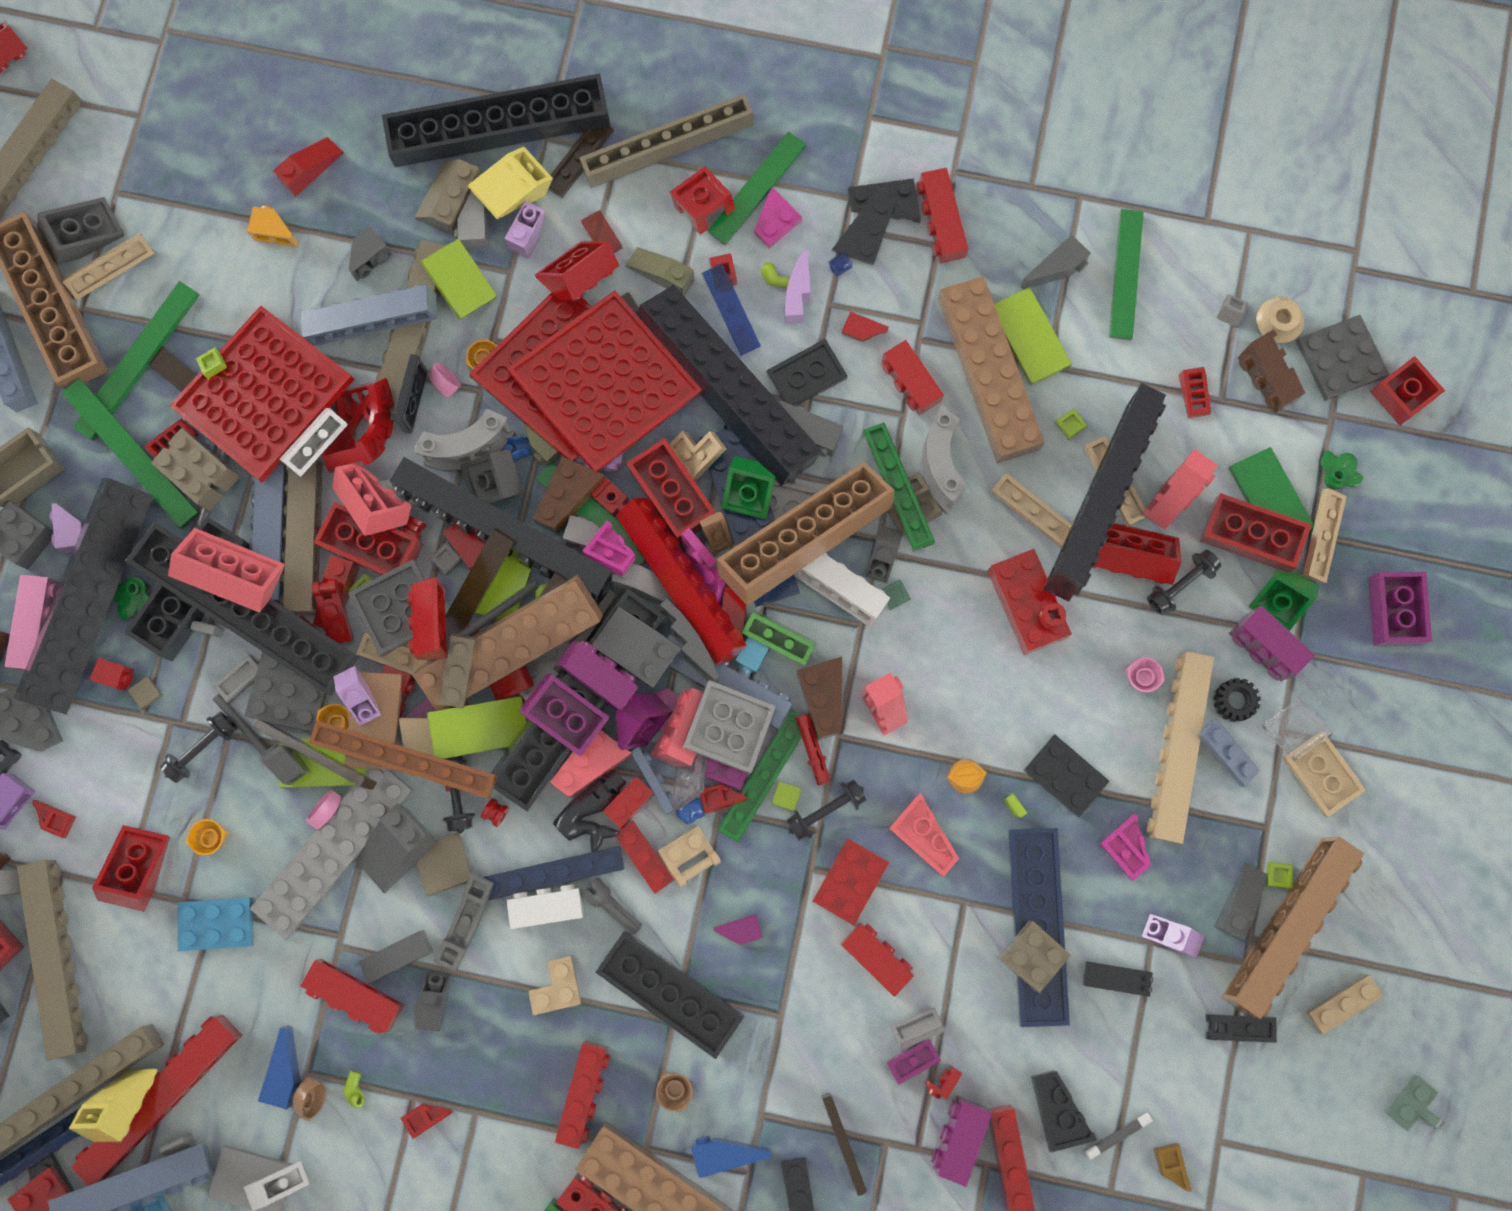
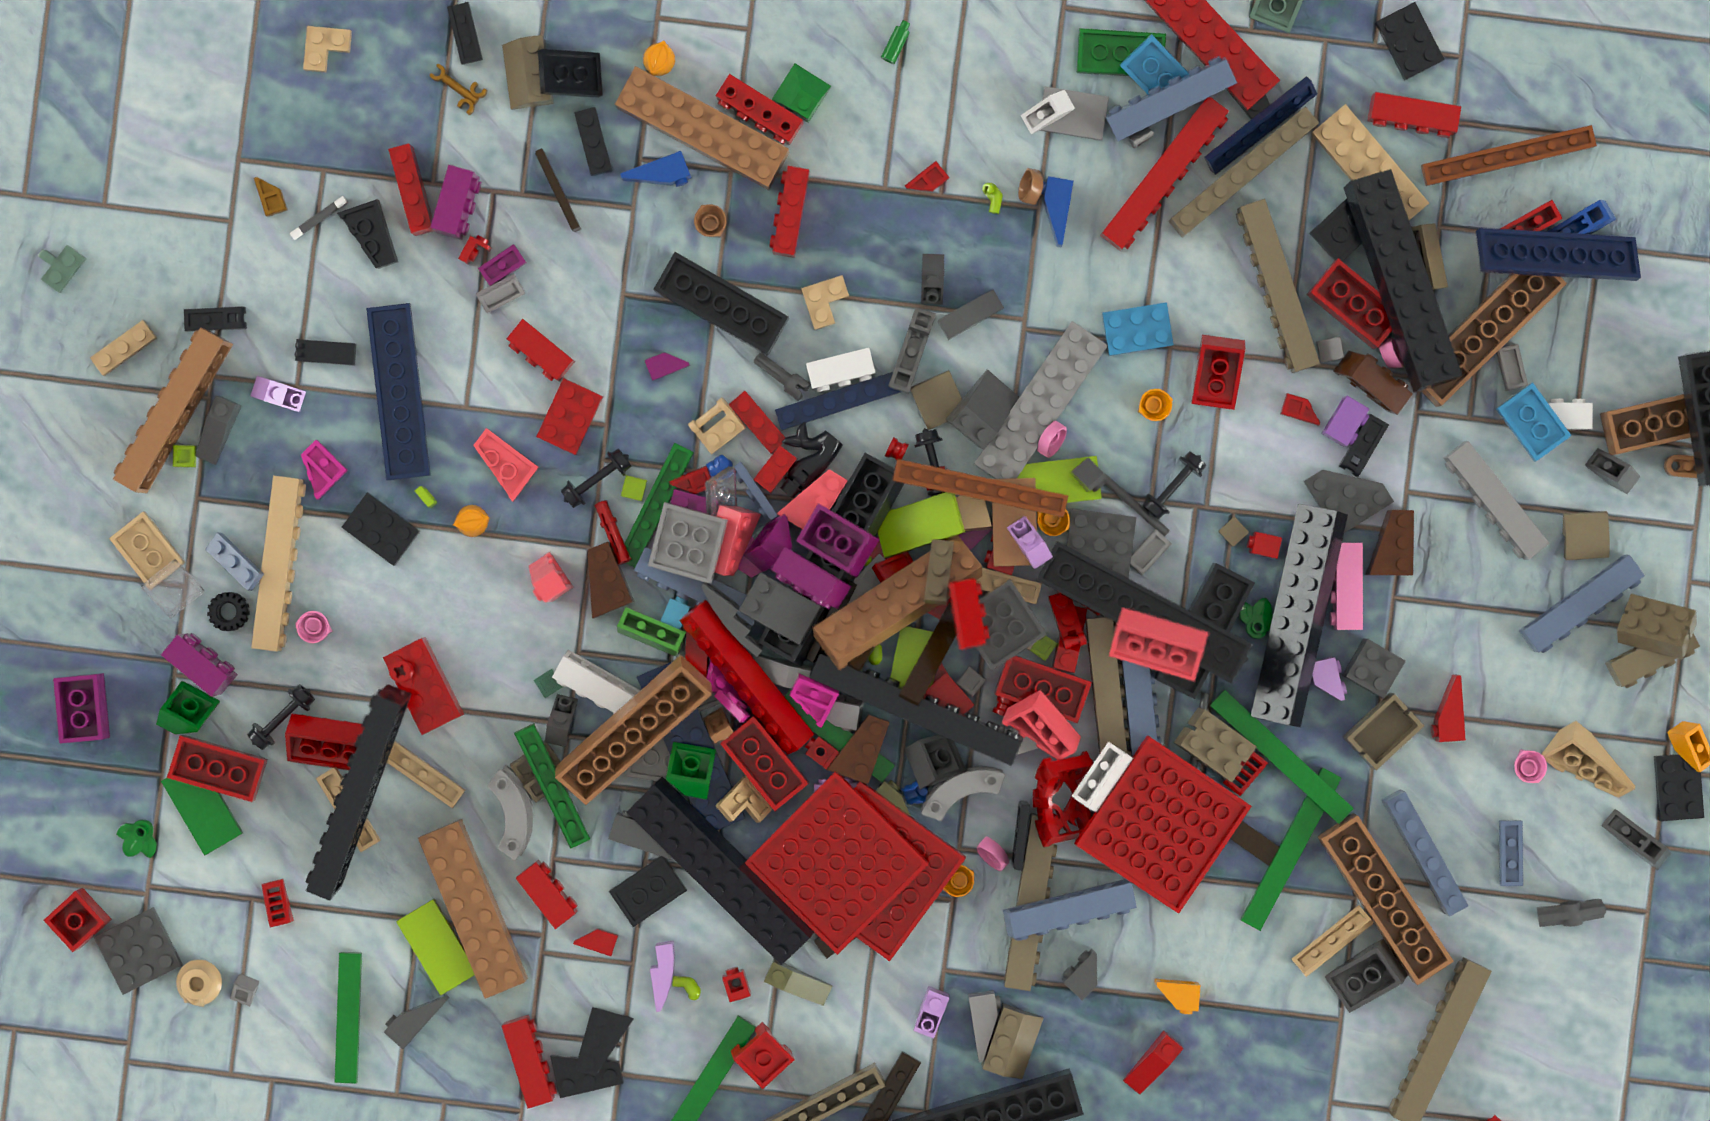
camera: 175 degrees right, 10 degrees up
(111, 1110) = (1195, 165): light yellow slope -> none
(207, 629) = (1185, 595): light grey tile -> none
(211, 363) = (1216, 850): lime tile -> none
(315, 754) = (1062, 486): tile -> none
(352, 995) = (1004, 277): red brick -> none
(458, 279) = (989, 954): lime tile -> none
(500, 609) = (901, 646): dark grey bar -> none
(511, 183) = (949, 1055): light yellow slope -> none
(578, 269) = (875, 973): red slope -> none
(600, 230) = (859, 1015): clear red tile -> none
(731, 309) = (724, 946): clear blue tile -> none
(776, 219) = (691, 1045): dark pink wing -> none
(840, 264) = (624, 1003): clear blue hose -> none
(1034, 956) = (401, 364): dark tan brick -> none
(1071, 424) = (393, 862): lime tile -> none
(1180, 489) = (289, 801): coral wedge -> none
(1270, 372) = (206, 926): reddish brown wedge -> none
(1324, 535) = (152, 773): tan plate -> none

